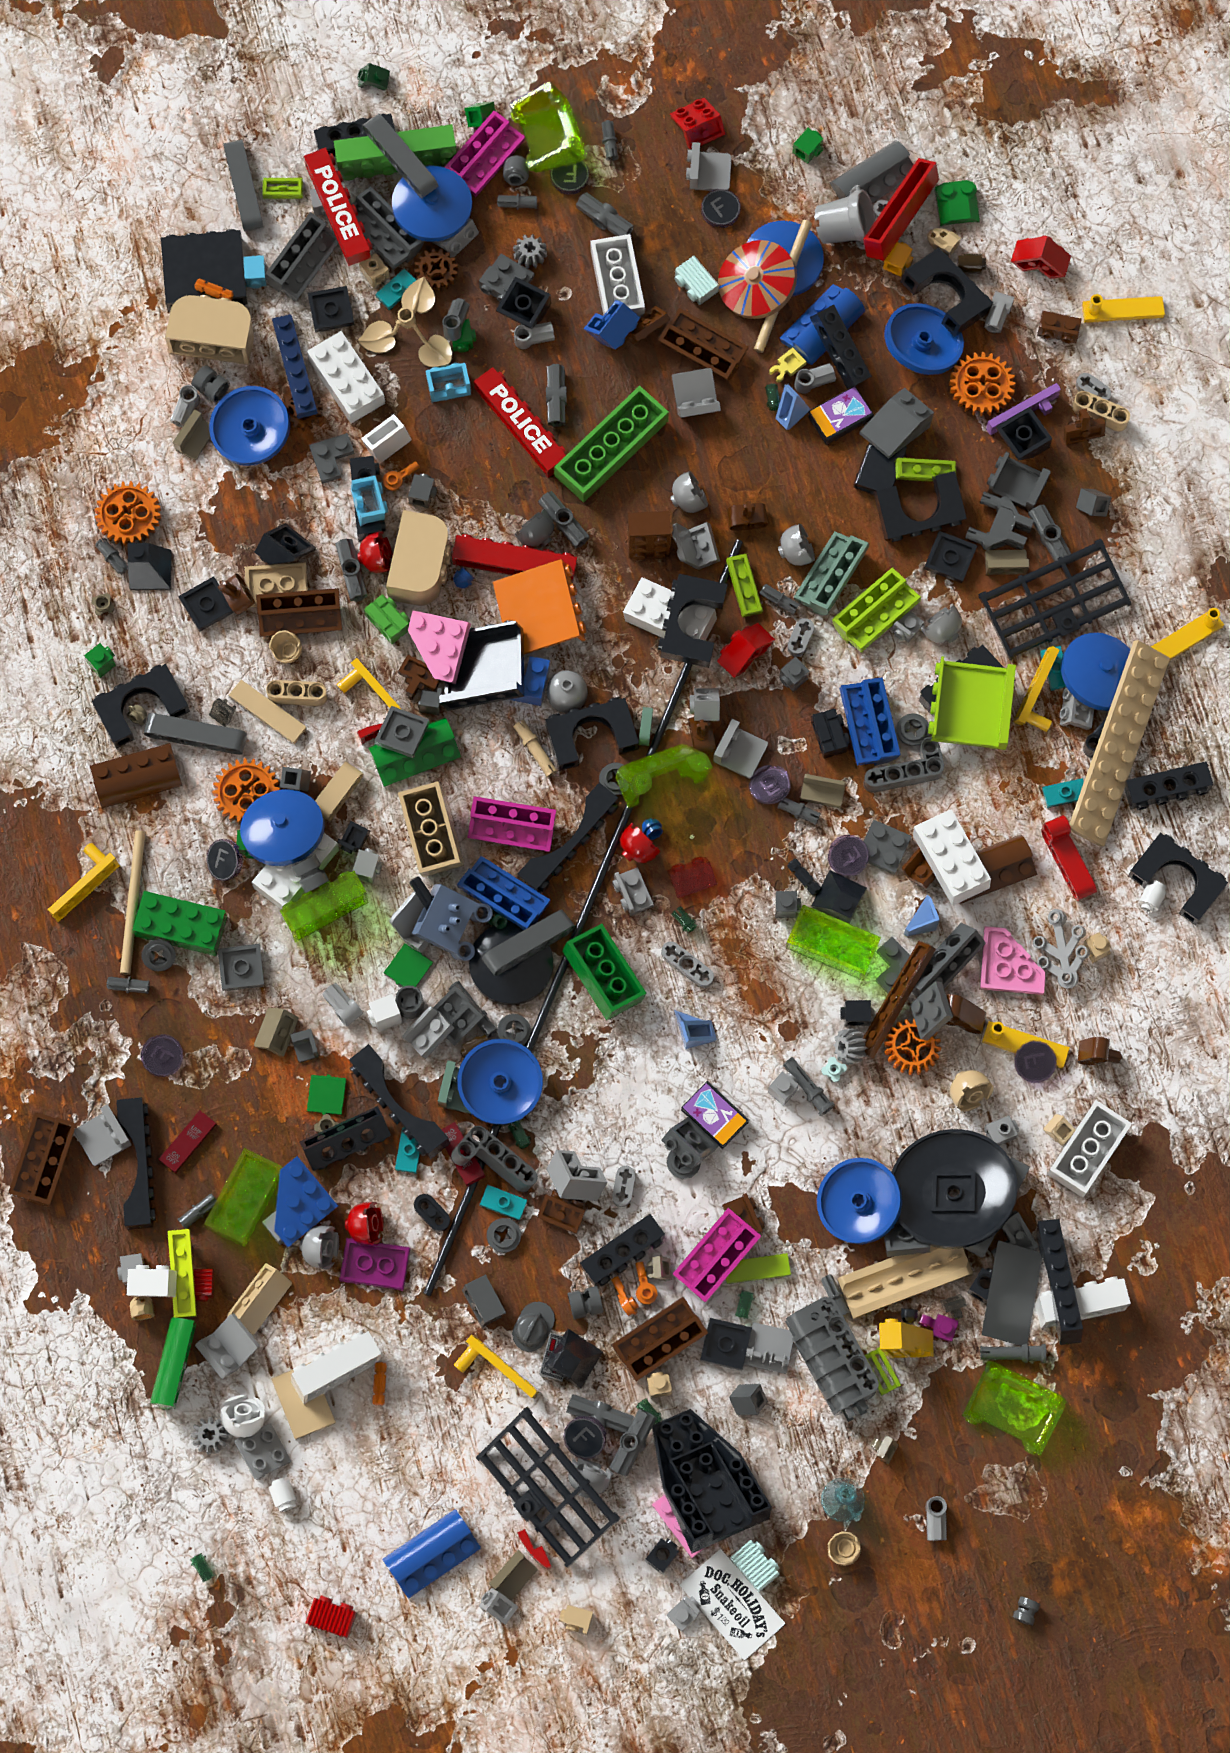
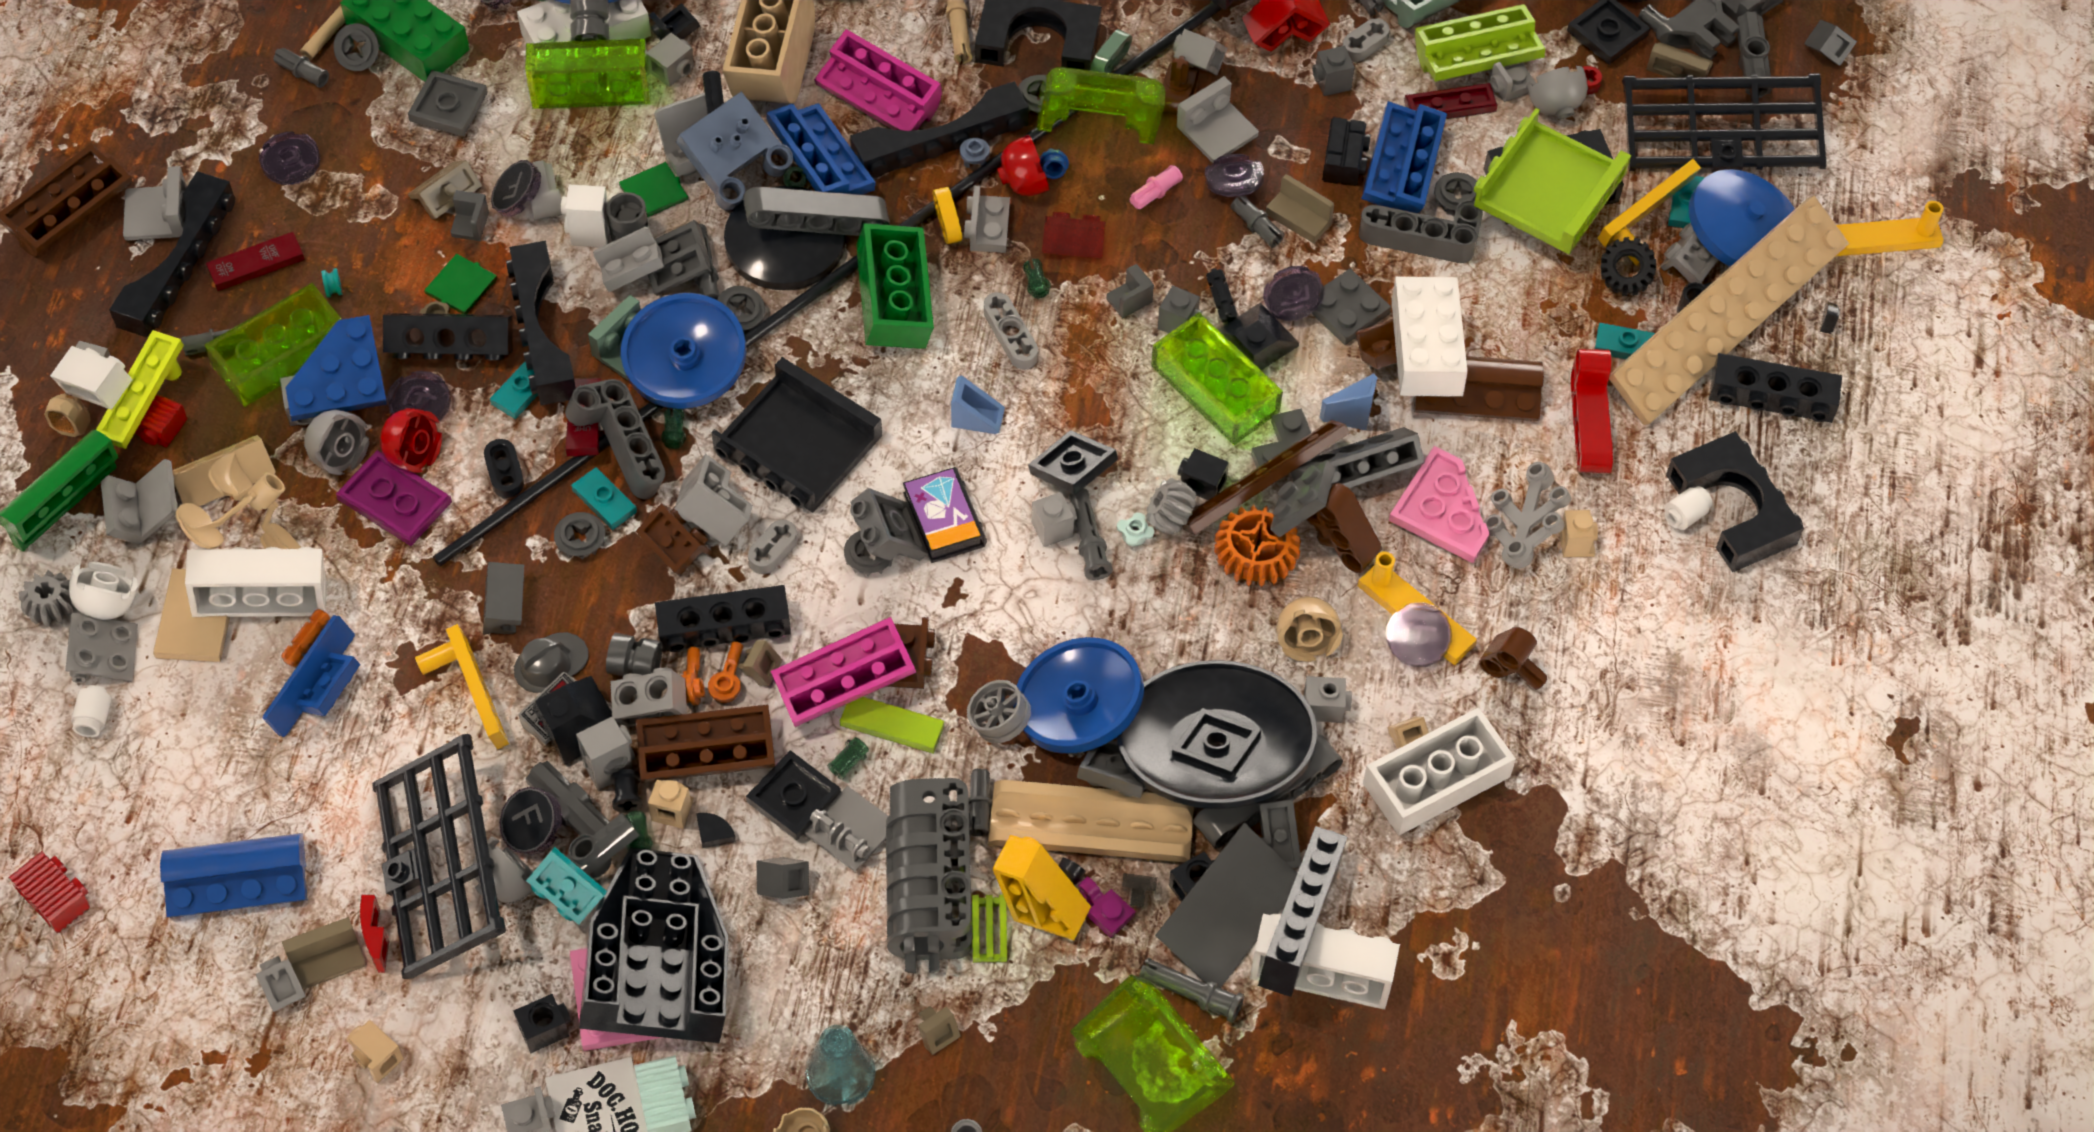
camera: 25 degrees right, 15 degrees down
(247, 1135) = (331, 282): none -> teal bush
(280, 1308) = (232, 481): none -> tan plant
(325, 1012) = (515, 187): none -> tile
(349, 1188) = (420, 391): none -> tile
(406, 1408) = (316, 679): none -> blue bracket
(598, 844) = (974, 151): none -> sand blue plate
(598, 1104) = (799, 436): none -> black panel
(607, 901) = (947, 215): none -> yellow beam
(607, 1374) = (605, 750): none -> light grey brick
(613, 1330) = (648, 700): none -> light grey brick
(628, 1389) = (626, 791): none -> black bush
(636, 1472) = (566, 886): none -> teal bracket
(690, 1388) = (714, 830): none -> black tile
(724, 815) = (1156, 187): none -> bright pink axle
(747, 902) = (1133, 294): none -> dark grey panel
(775, 1043) = (1073, 462): none -> black plate
(818, 1233) = (992, 698): none -> light grey wheel
(877, 660) = (1456, 101): none -> dark red tile
(957, 596) = (1594, 74): none -> red bush
(1043, 752) = (1628, 284): none -> black tyre
(1179, 715) = (1830, 317): none -> black tile

